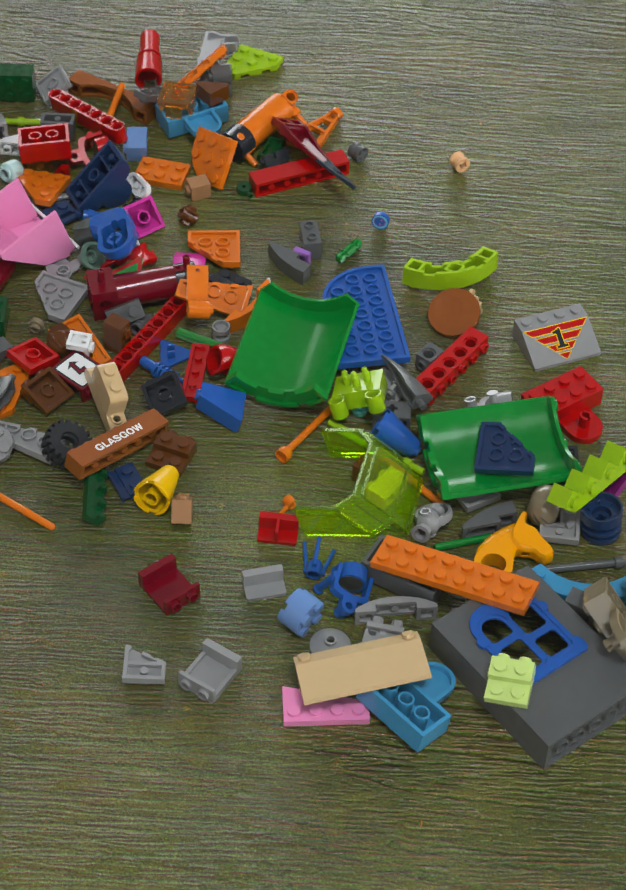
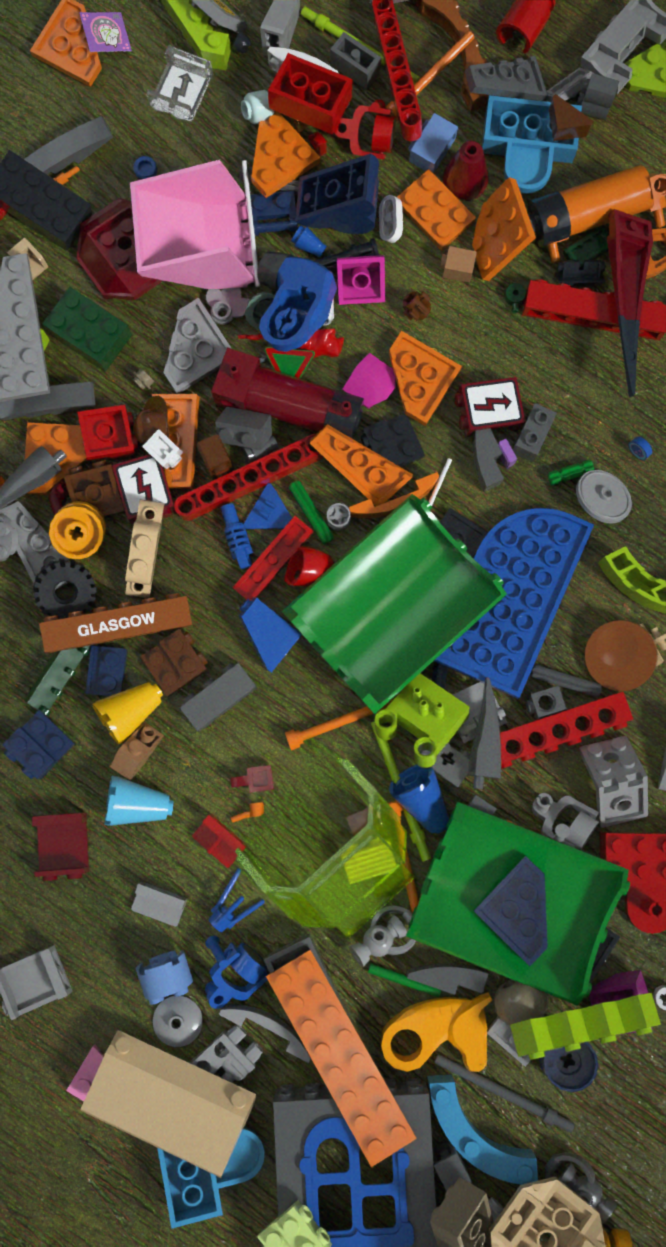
camera: 35 degrees right, 35 degrees up
(21, 409) = (57, 496): none -> dark red arm
(51, 405) = (68, 540): none -> light orange wheel
(110, 542) = (38, 745): none -> dark blue plate
(165, 393) = (214, 577): black plate -> none
(168, 142) = (467, 172): none -> dark red cone
(175, 97) = (514, 109): clear orange panel -> none
(197, 292) = (336, 457): orange door -> none
(202, 533) = (135, 803): none -> medium azure cone
(208, 62) = (578, 65): orange wing -> none
(215, 455) = (217, 696): none -> dark grey brick
(272, 236) = (490, 405): none -> panel
(275, 484) = (257, 778): none -> dark red plate
(379, 249) = (603, 496): none -> light grey shield
(441, 343) = (566, 681): none -> dark grey axle
(506, 365) = (617, 781): none -> light grey bracket

